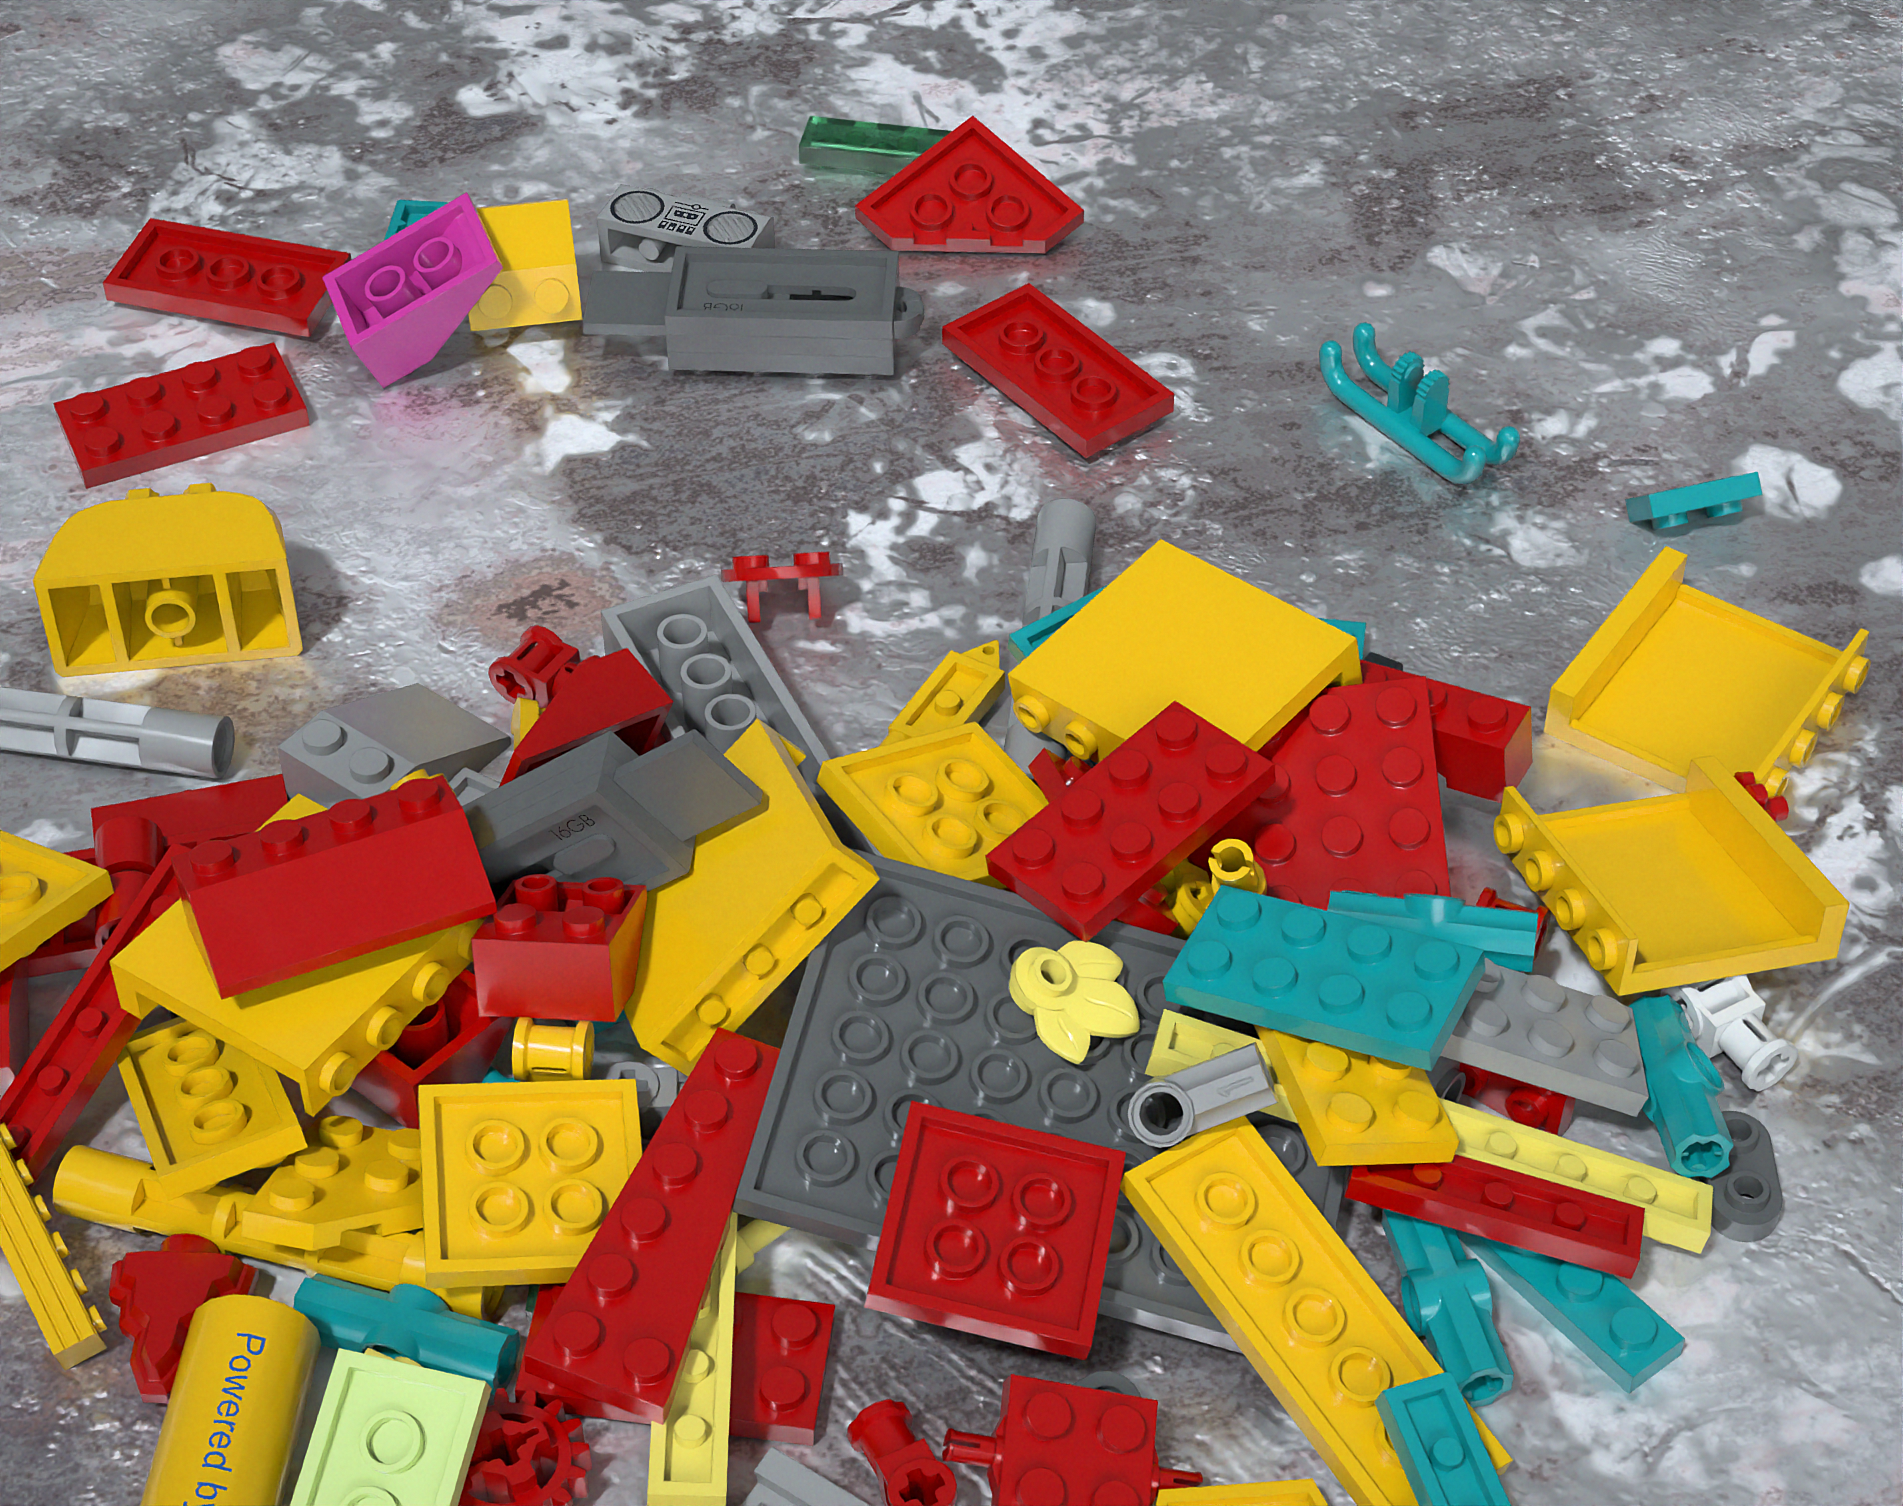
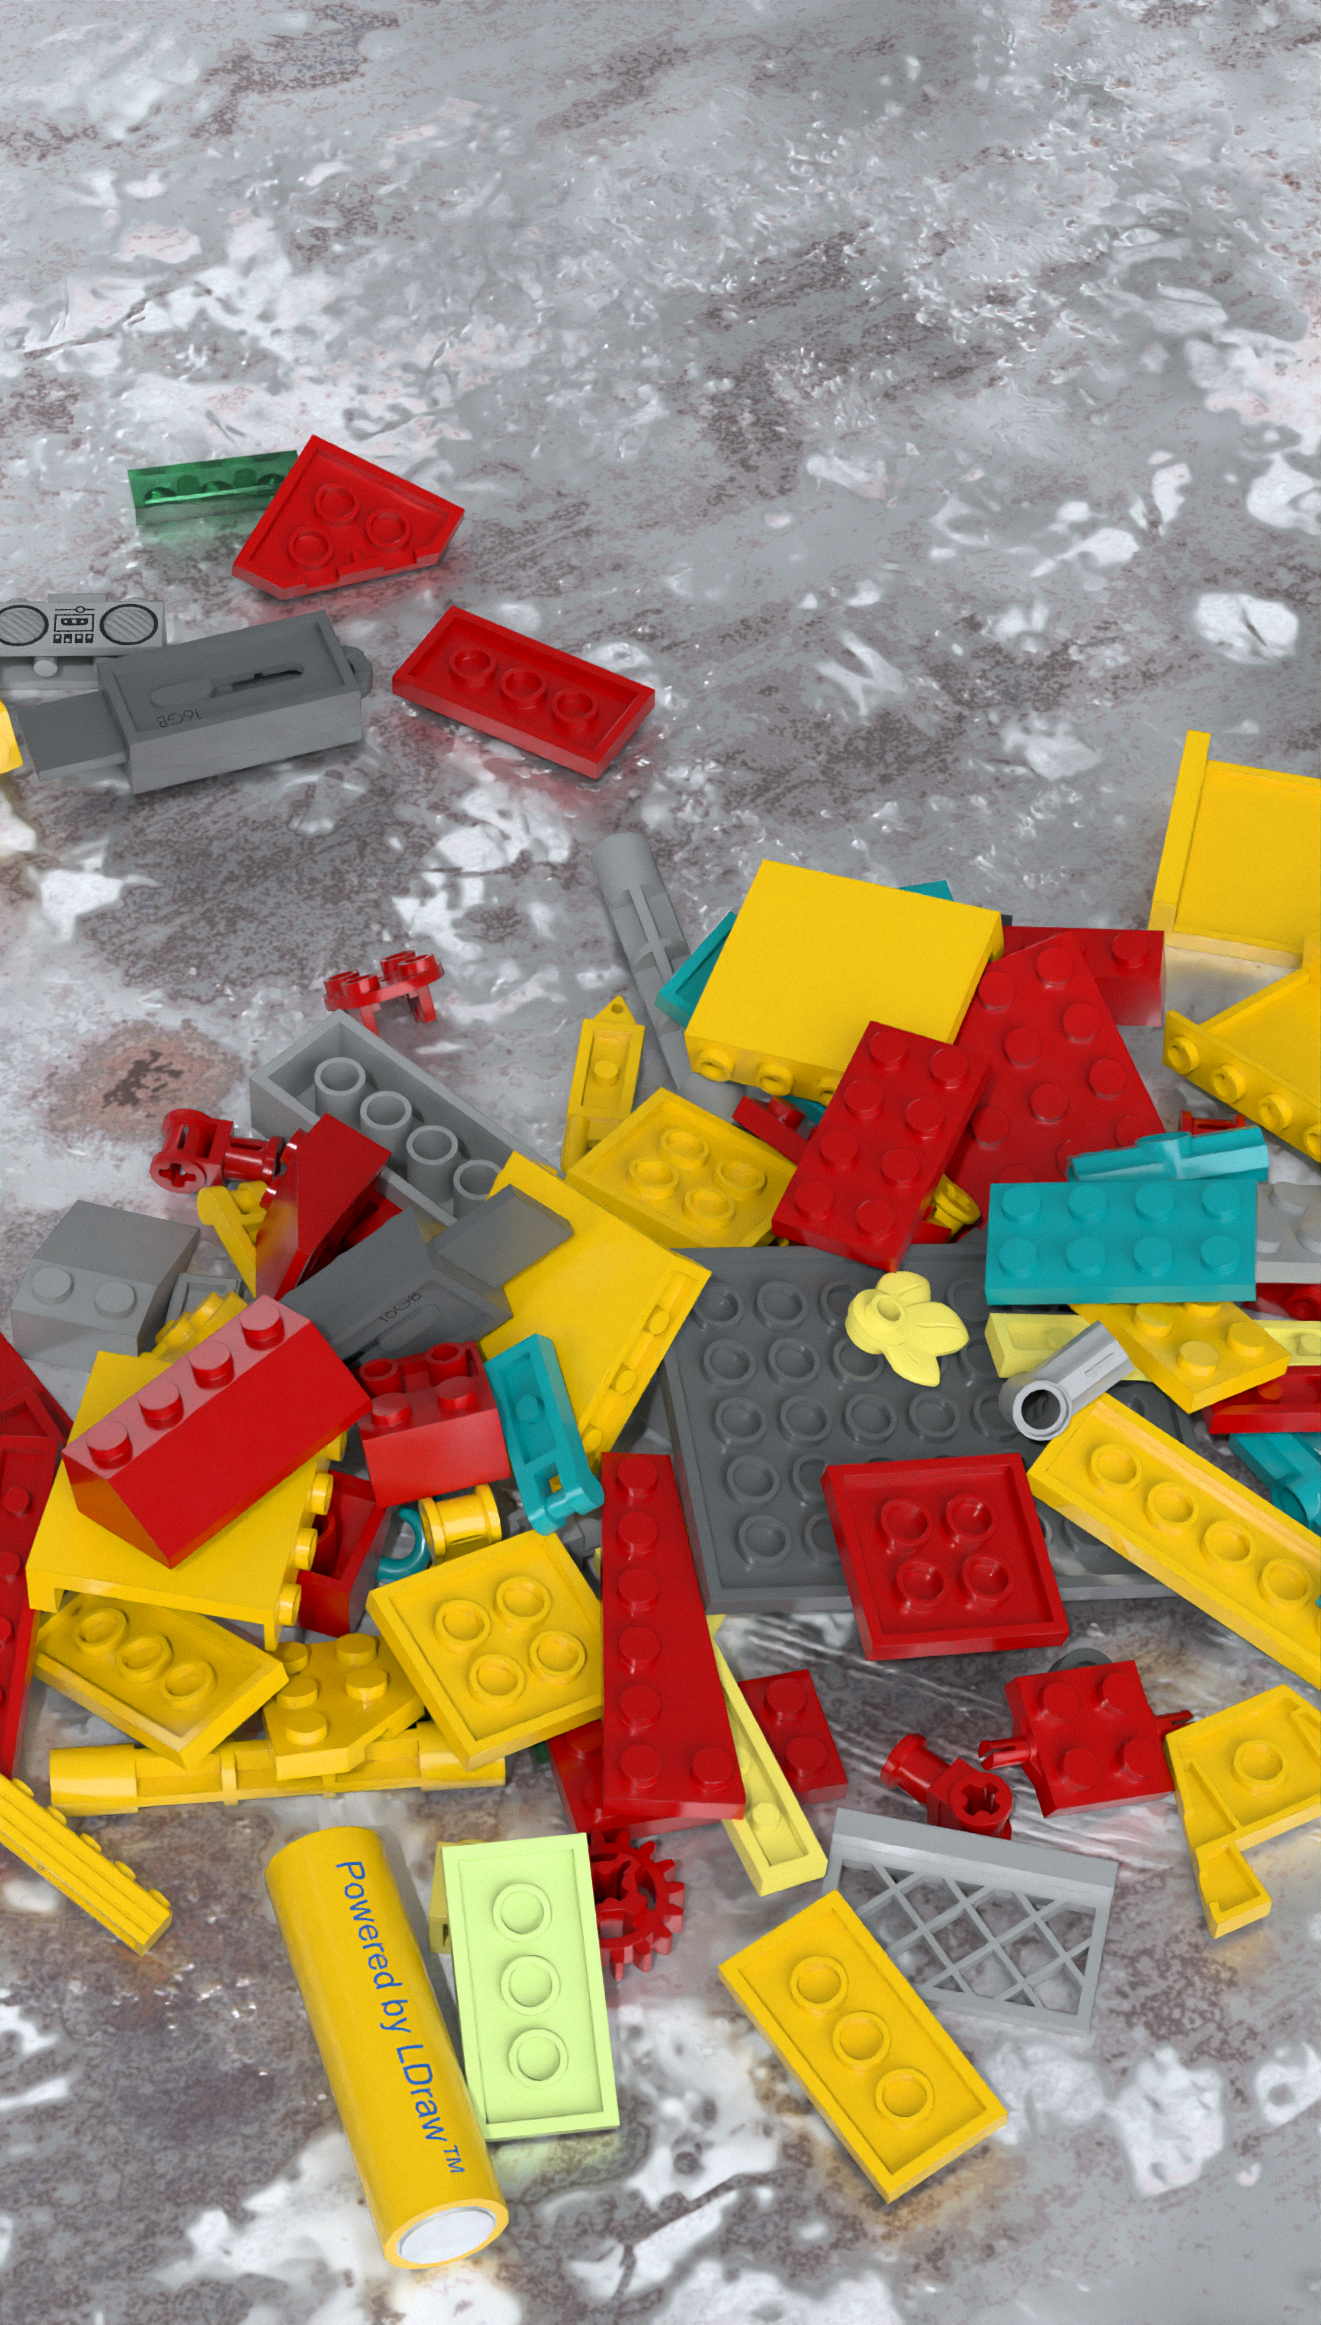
camera: 25 degrees left, 5 degrees up
(160, 1297) = (219, 1864): red rock -> none
(409, 1325) = (449, 1810): teal piece -> none
(654, 990) = (541, 1434): none -> teal plate
(1236, 867) = (990, 1165): yellow pin -> none
(1414, 409) = (883, 648): teal piece -> none
(1717, 496) = (1196, 662): teal plate -> none

